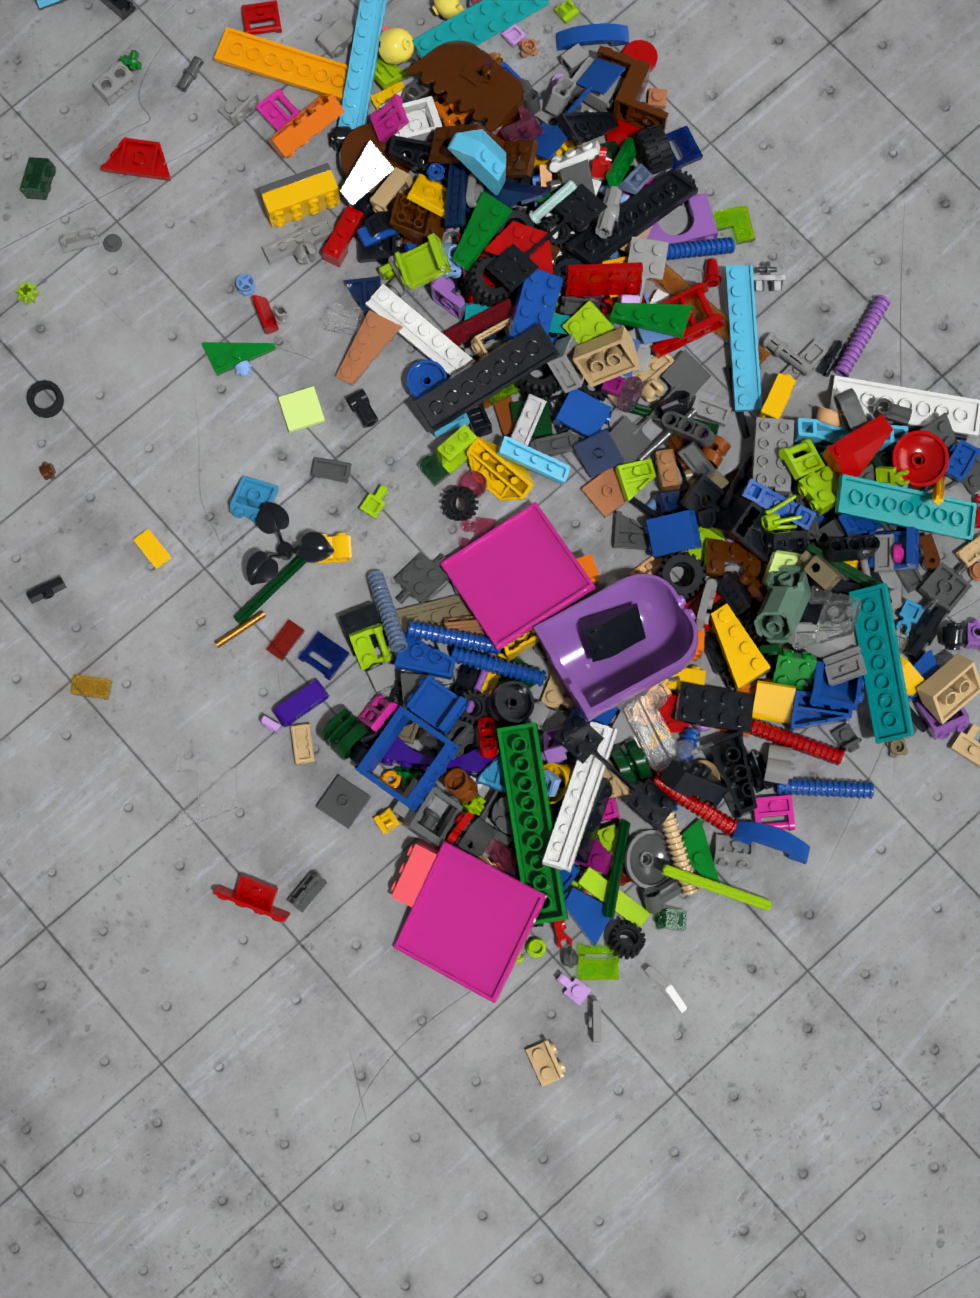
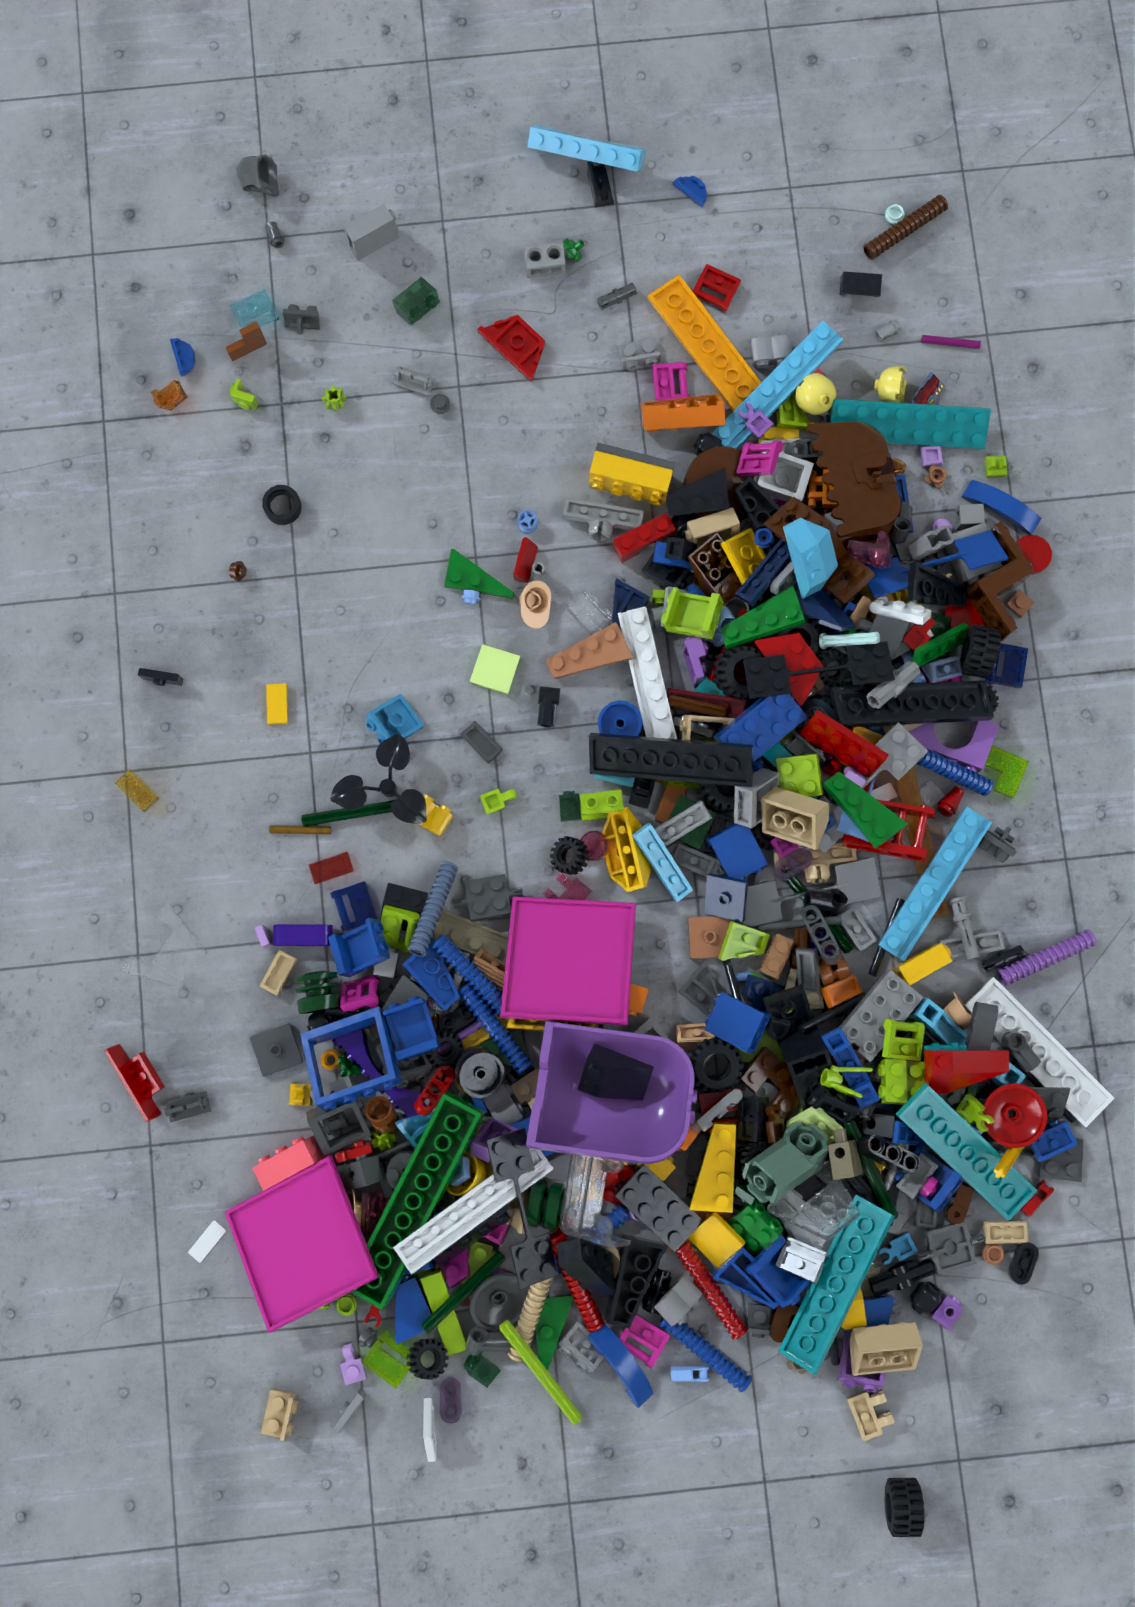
camera: 35 degrees right, 5 degrees up
(297, 339) = (535, 604): none -> light nougat piece
(353, 679) = (359, 948): none -> blue panel
(368, 94) = (757, 422): none -> medium lavender plate
(395, 980) = (206, 1241): none -> white sticker
(475, 328) = (697, 706): none -> reddish brown axle
(537, 694) = (513, 1077): none -> black hand
(668, 957) = (450, 1399): none -> clear purple plate
(732, 462) = (841, 991): none -> orange tile
(823, 814) = (685, 1373): none -> light blue bar
(862, 725) = (780, 1321): none -> reddish brown leg

